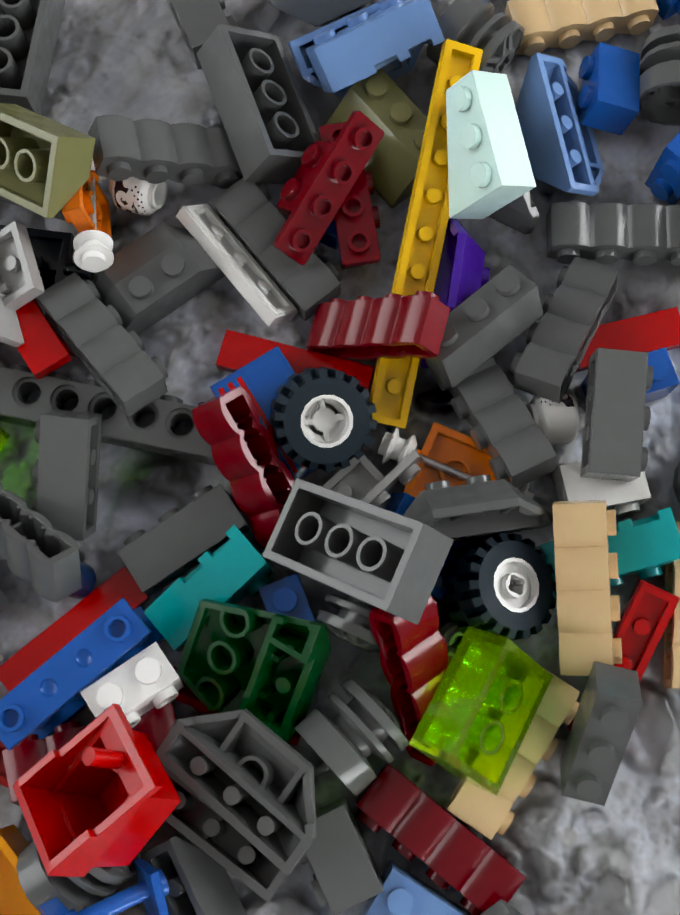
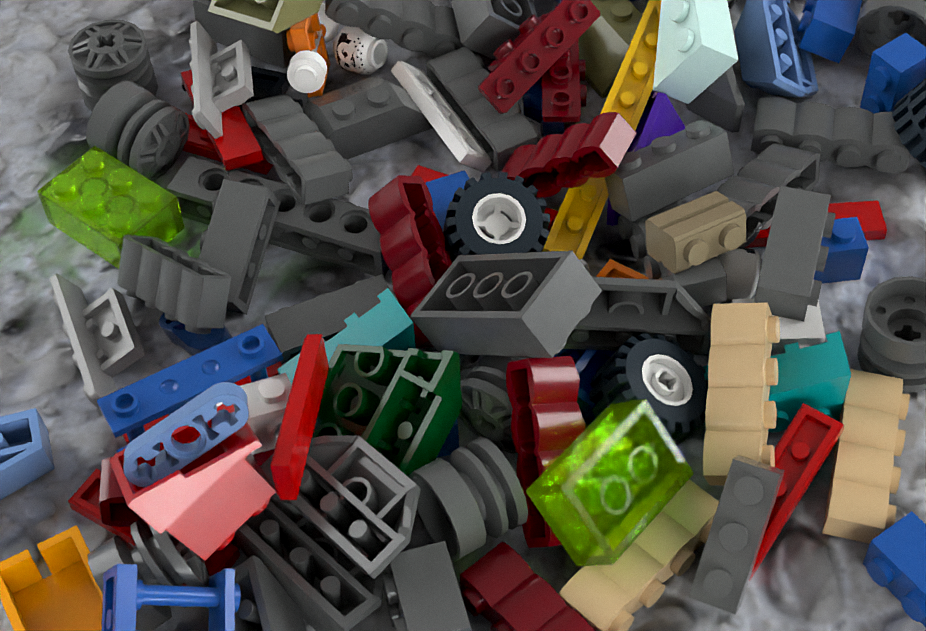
camera: 10 degrees right, 25 degrees down
(84, 785) = (193, 414): none -> medium blue beam
(184, 709) = (300, 418): none -> red tile
(523, 414) = (695, 232): none -> dark tan brick

